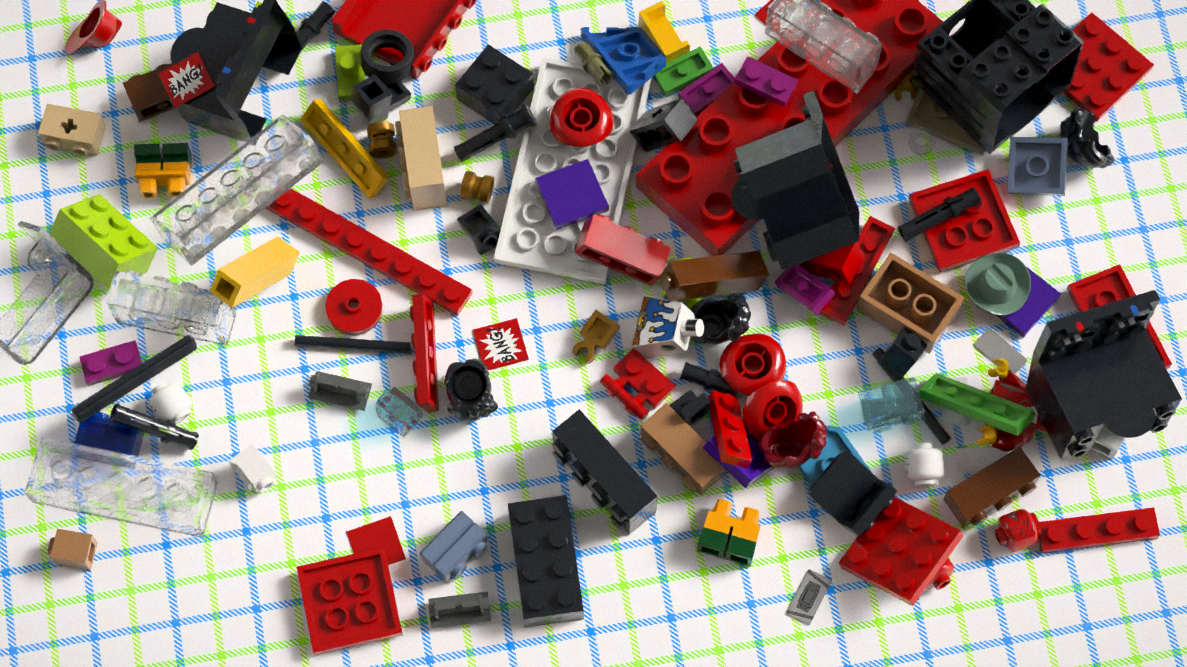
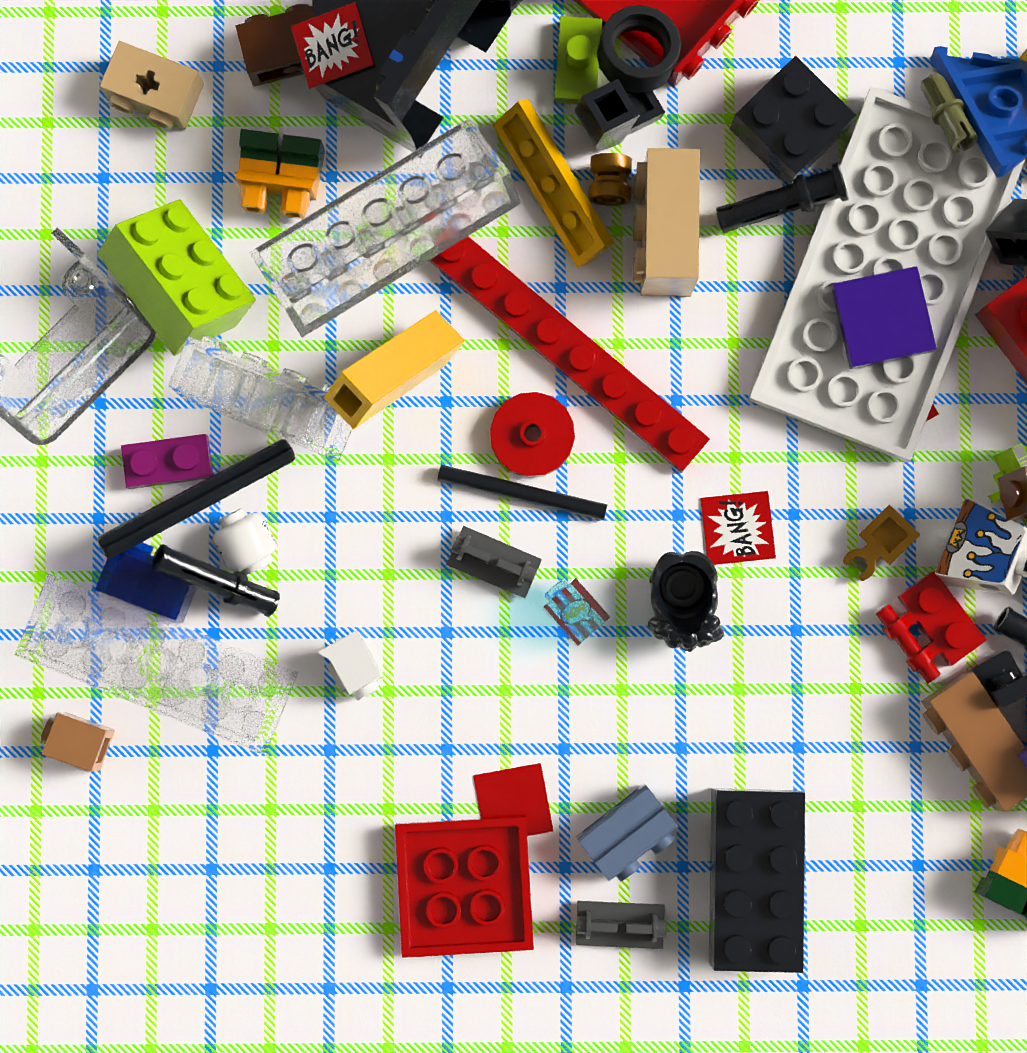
camera: 10 degrees right, 15 degrees up
(425, 353) = (627, 510): red plate -> none
(477, 186) = (741, 279): pearl gold wheel -> none
(480, 228) = (736, 345): black bracket -> none
(581, 118) = (917, 201): red hat -> none
(603, 472) = (866, 766): black brick -> none
(622, 249) = (946, 419): brick -> none

